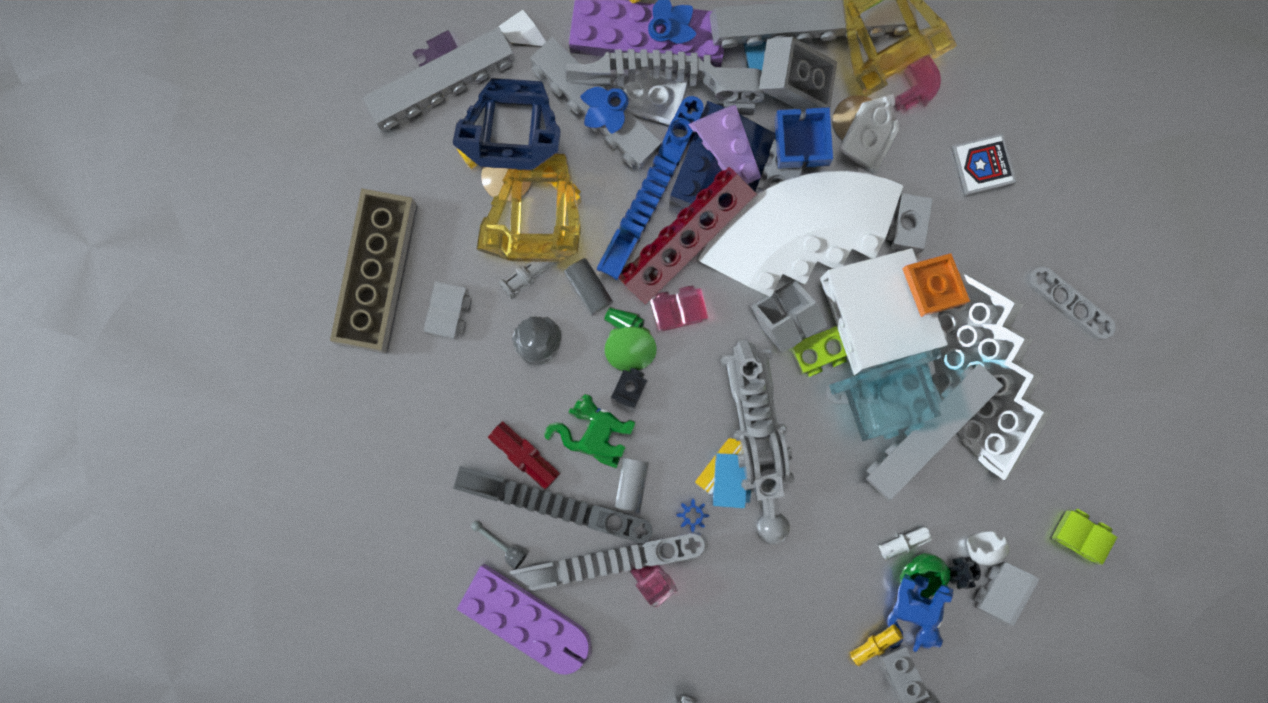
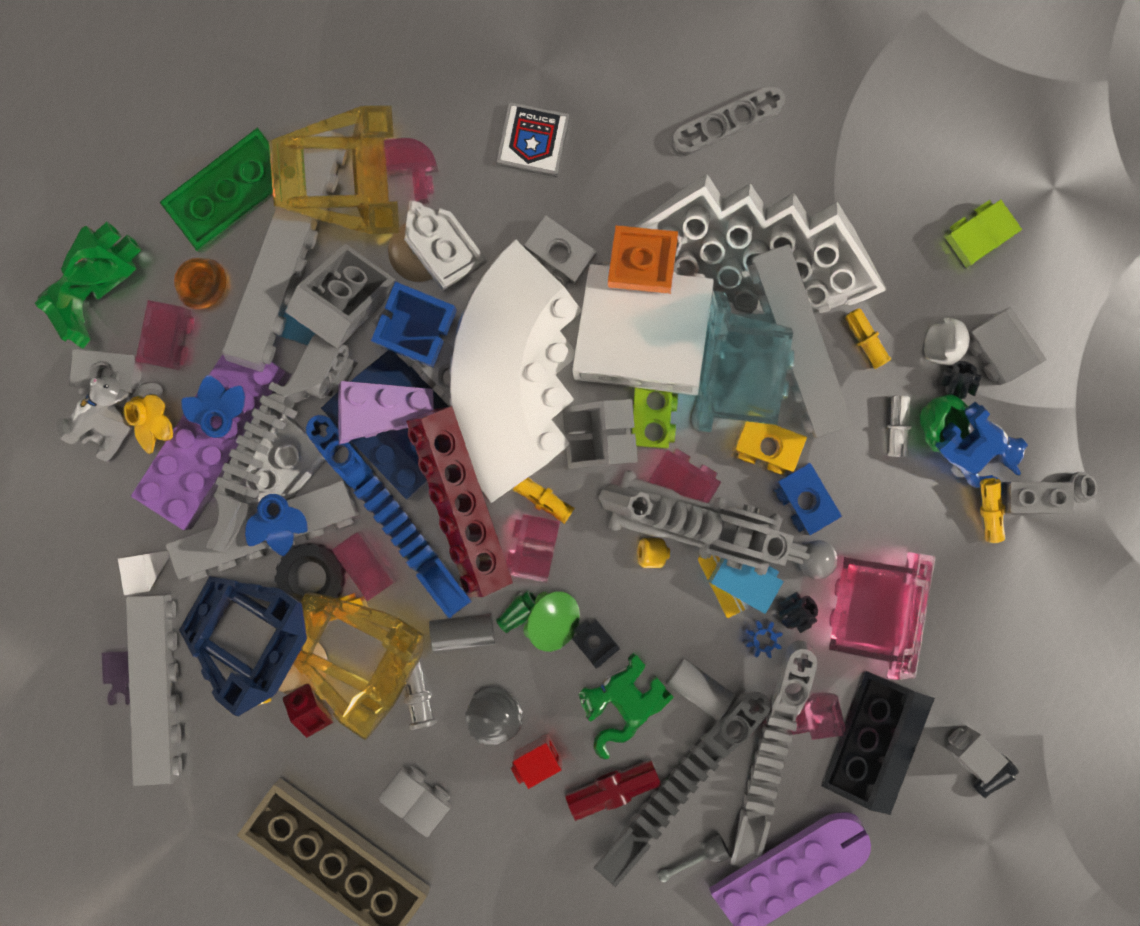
camera: 70 degrees left, 5 degrees up
(475, 198) = (306, 711): none -> dark red bracket
(519, 385) = (536, 762): none -> red brick
(593, 142) = (314, 553): none -> black tyre
(605, 189) = (364, 565): none -> clear pink brick
(655, 642) = (878, 743): none -> black slope
(717, 401) = (652, 553): none -> yellow piece
(718, 300) = (544, 499): none -> yellow pin
(726, 532) = (798, 612): none -> black gear
(759, 597) = (883, 611): none -> clear pink windscreen
(786, 396) = (684, 478): none -> clear pink brick
(827, 488) = (823, 509): none -> blue brick
(849, 435) = (788, 446): none -> yellow brick
(960, 486) = (867, 338): none -> yellow axle

